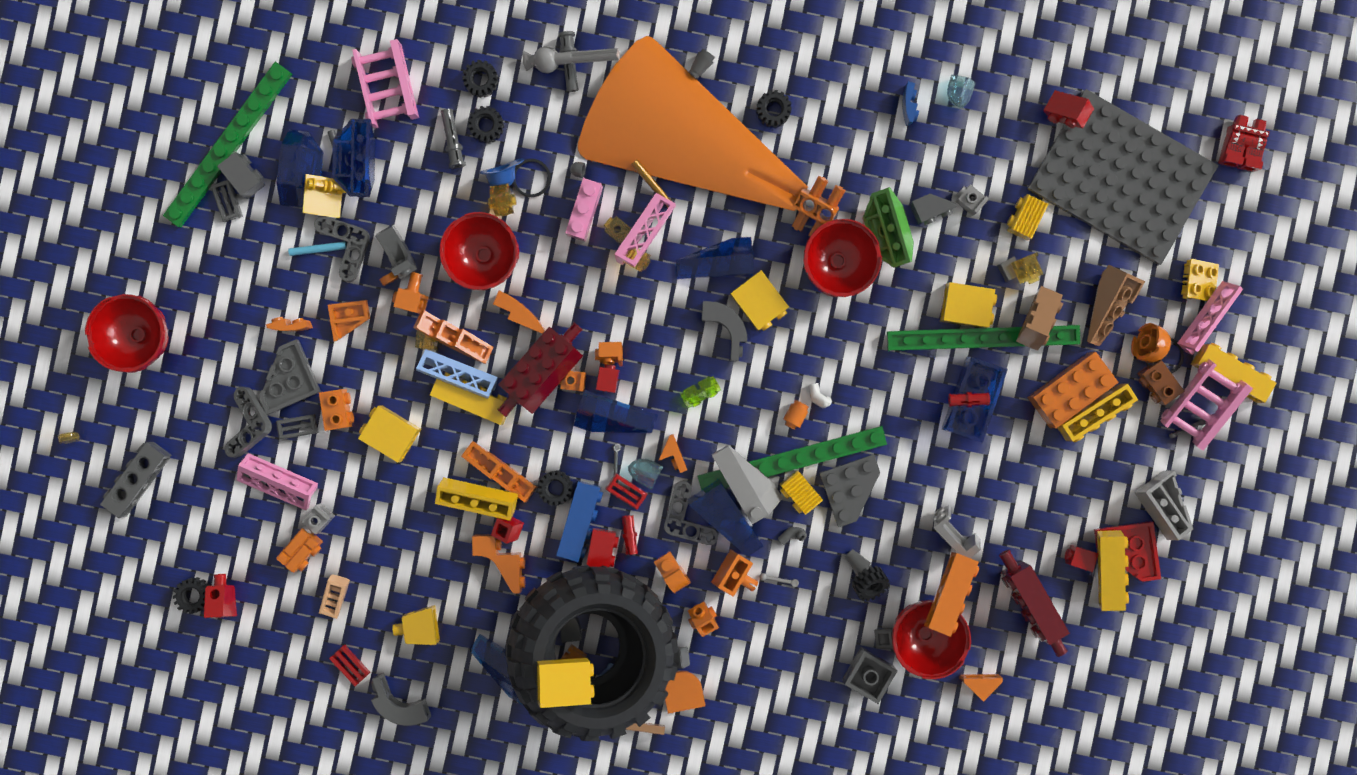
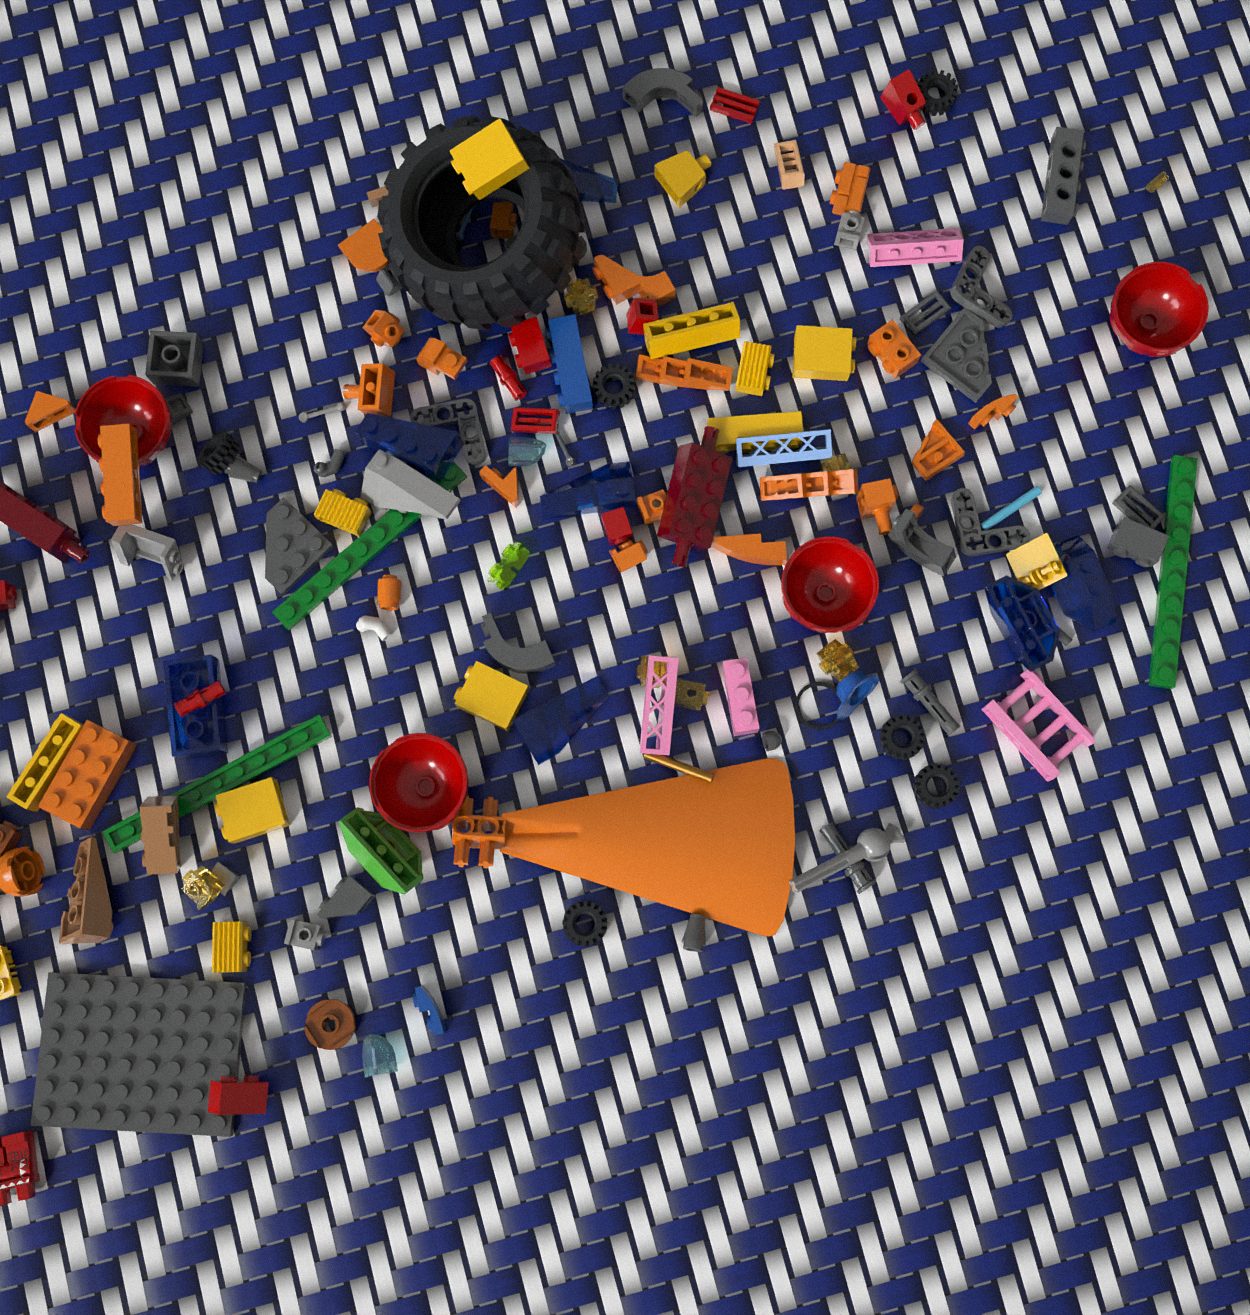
camera: 155 degrees right, 10 degrees down
(446, 447) = (753, 368): none -> yellow brick
(547, 562) = (581, 296): none -> clear yellow brick
(989, 121) = (316, 1021): none -> dark orange plate

